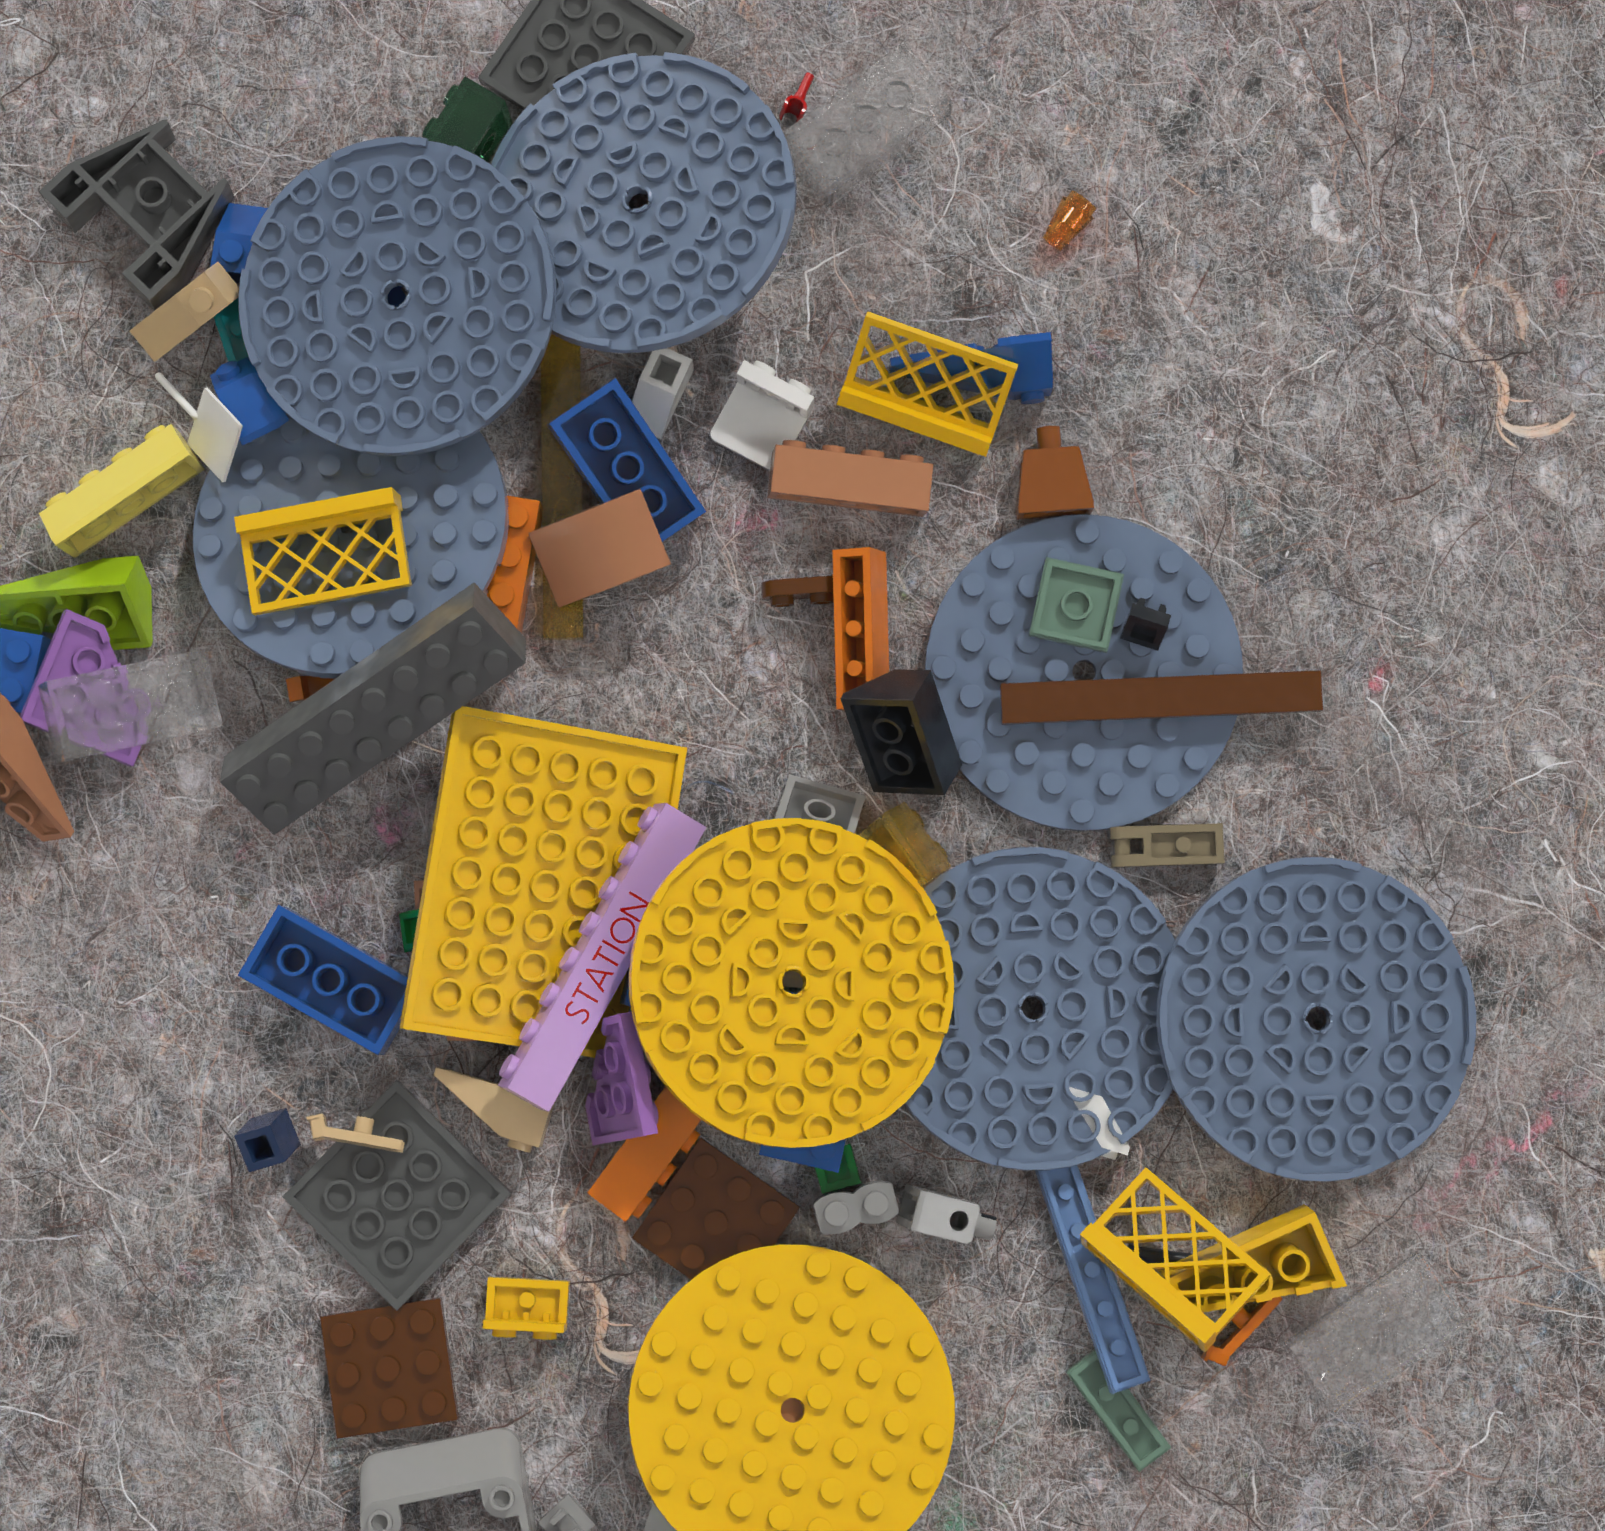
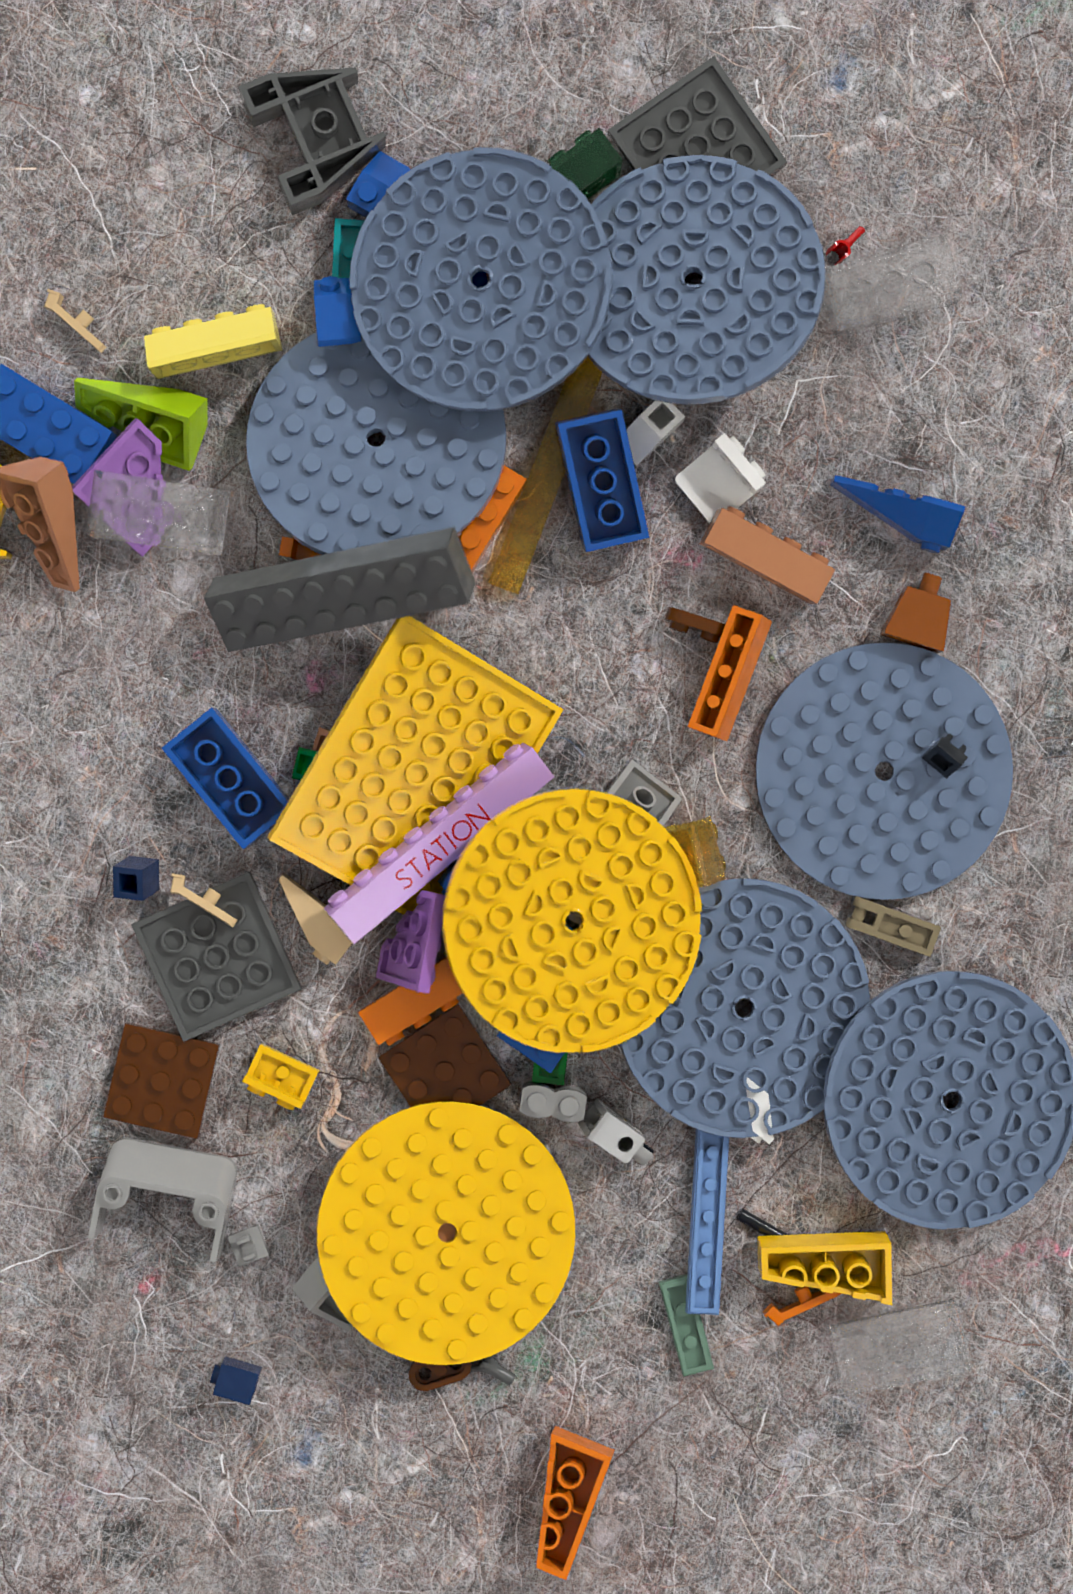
camera: 25 degrees right, 5 degrees up
(186, 311) = (315, 224): tan slope -> none
(213, 431) = (301, 325): white piece -> none
(316, 517) = (354, 426): yellow fence -> none
(599, 548) = (558, 534): nougat slope -> none
(903, 733) = (730, 765): black slope -> none
(922, 415) = (834, 520): yellow fence -> none
(1069, 220) = (1014, 421): clear orange cone -> none
(1076, 605) = (899, 719): sand green tile -> none
(1152, 1286) = (748, 1248): yellow fence -> none
(1161, 697) = (934, 814): reddish brown tile -> none

